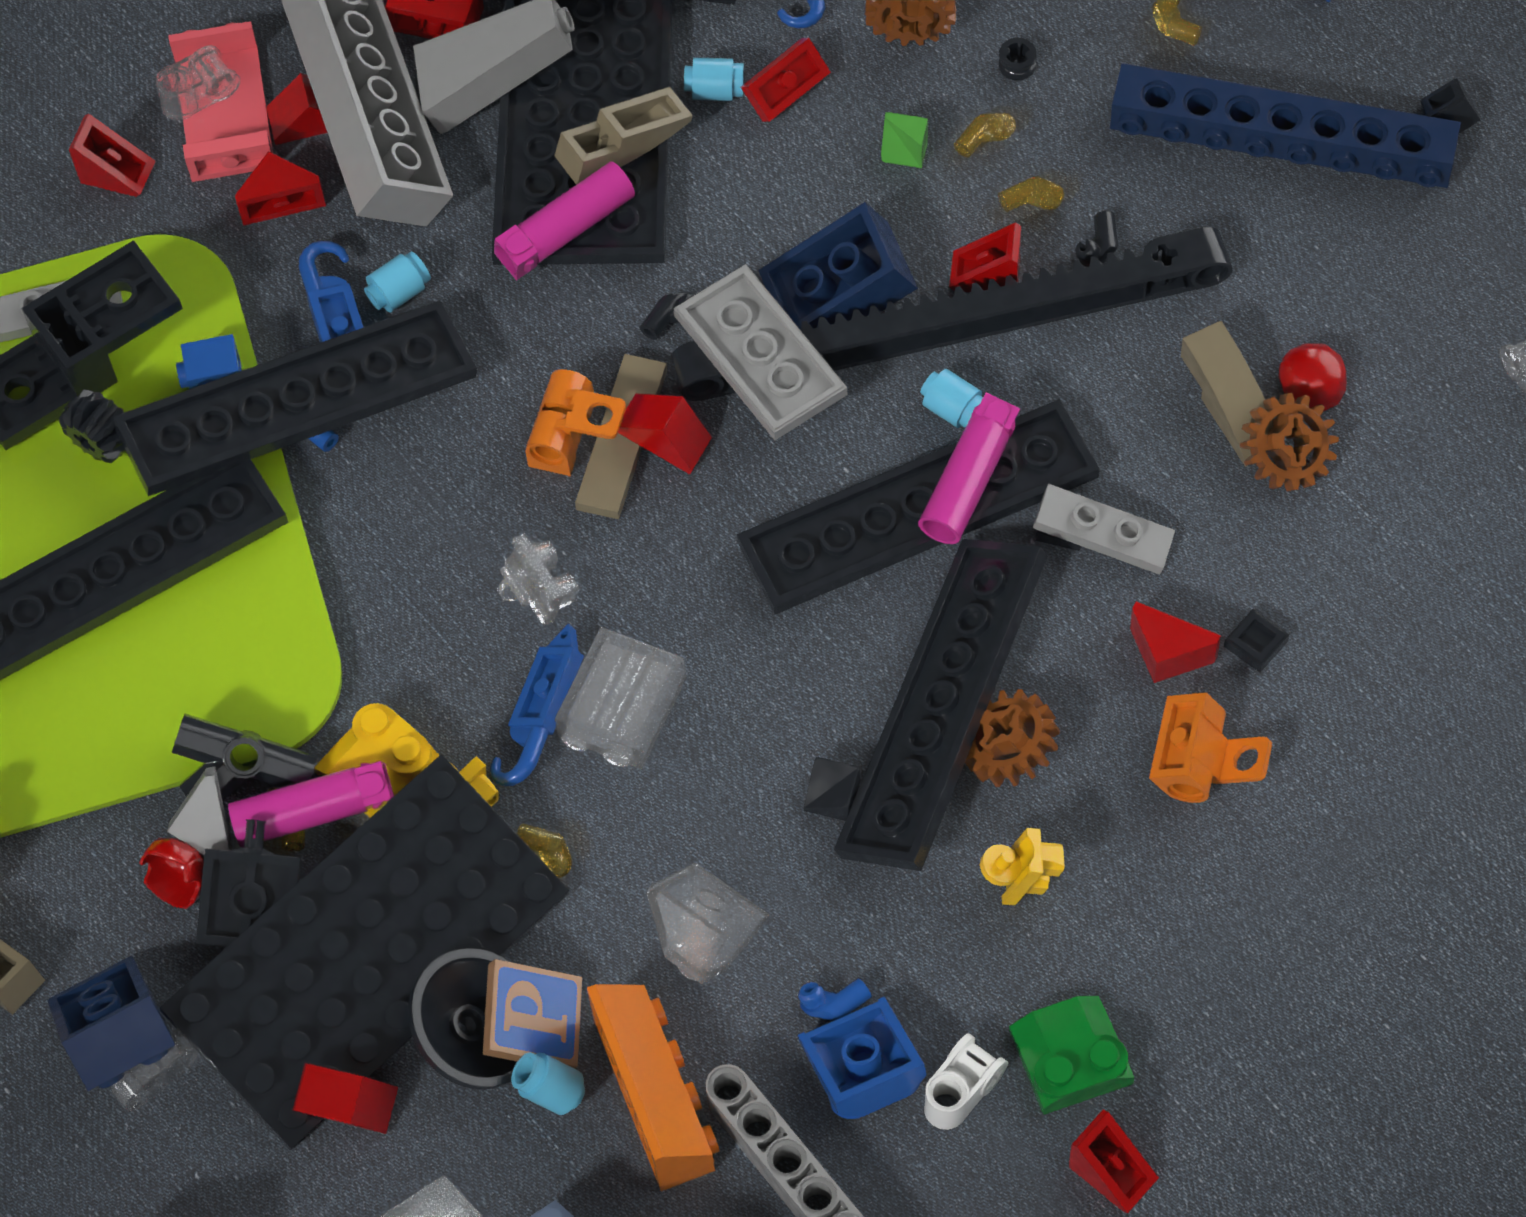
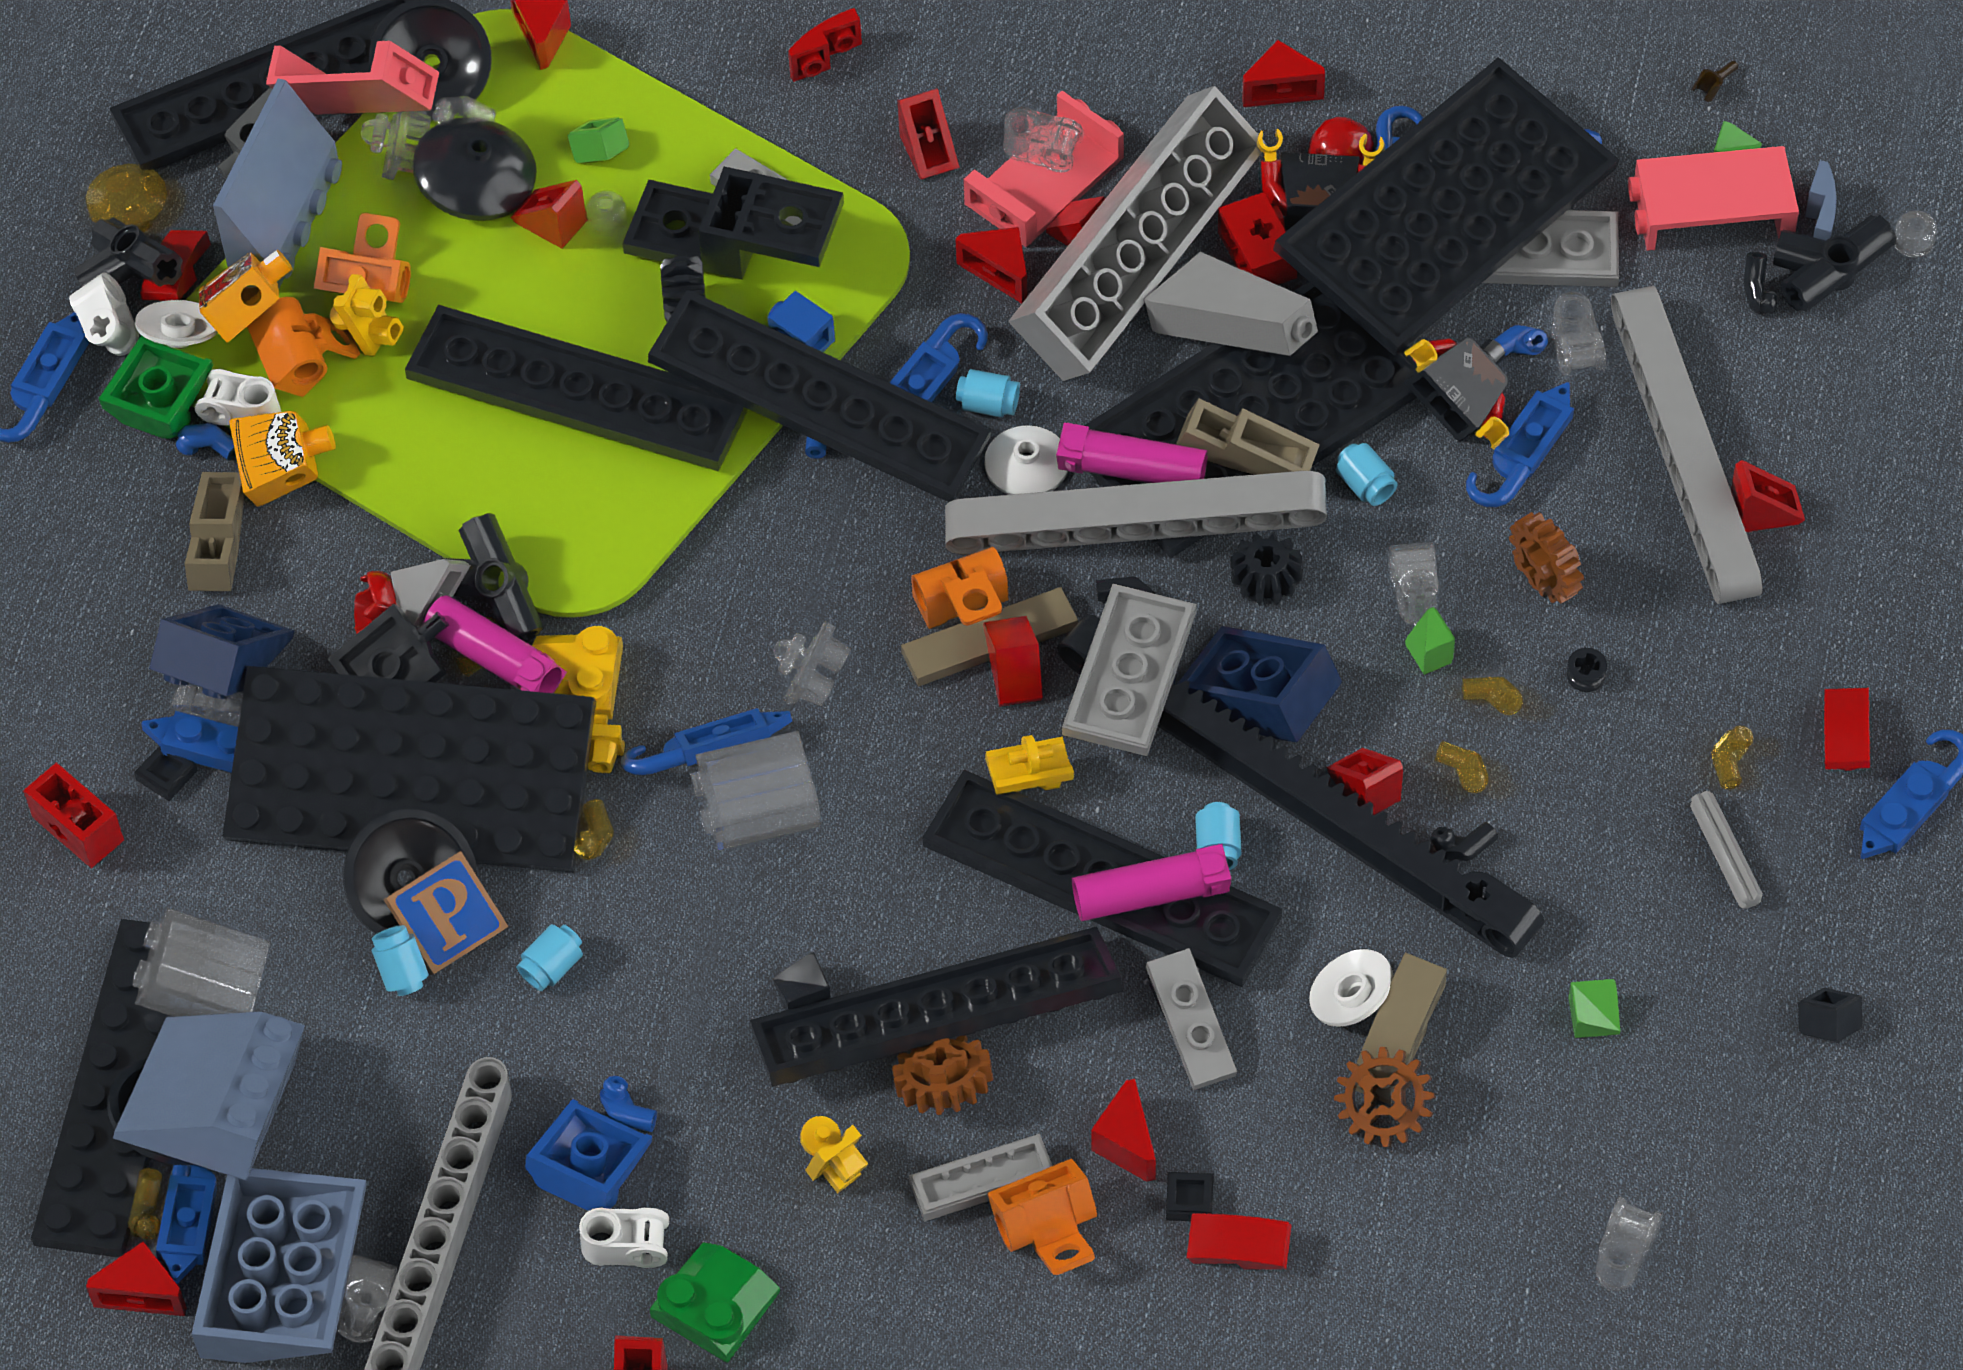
camera: 50 degrees right, 5 degrees down
(176, 1105) = (195, 739): none -> blue plate
(179, 1154) = (165, 773): none -> black tile
(345, 1098) = (282, 841): red slope -> none
(483, 315) = (1019, 473): none -> white dish
(613, 253) = (1136, 512): none -> light grey beam
(642, 960) = (550, 956): none -> medium azure brick
(652, 1084) = (450, 1024): orange slope -> none
(702, 921) = (615, 971): clear slope -> none
(739, 202) = (1266, 568): none -> black gear
(777, 485) = (1029, 765): none -> yellow hips
(785, 79) = (1410, 521): red plate -> none
(836, 109) = (1414, 578): none -> clear piece
(1121, 776) = (969, 1179): none -> light grey plate
(1153, 397) = (1351, 987): none -> white dish
(1232, 71) = (1726, 850): none -> light grey axle
(1303, 115) = (1630, 773): dark blue brick -> none
(1314, 372) = (1472, 1079): red hair -> none
(1319, 255) = (1594, 1008): none -> bright green slope
(1330, 630) = (1239, 1241): none -> red slope

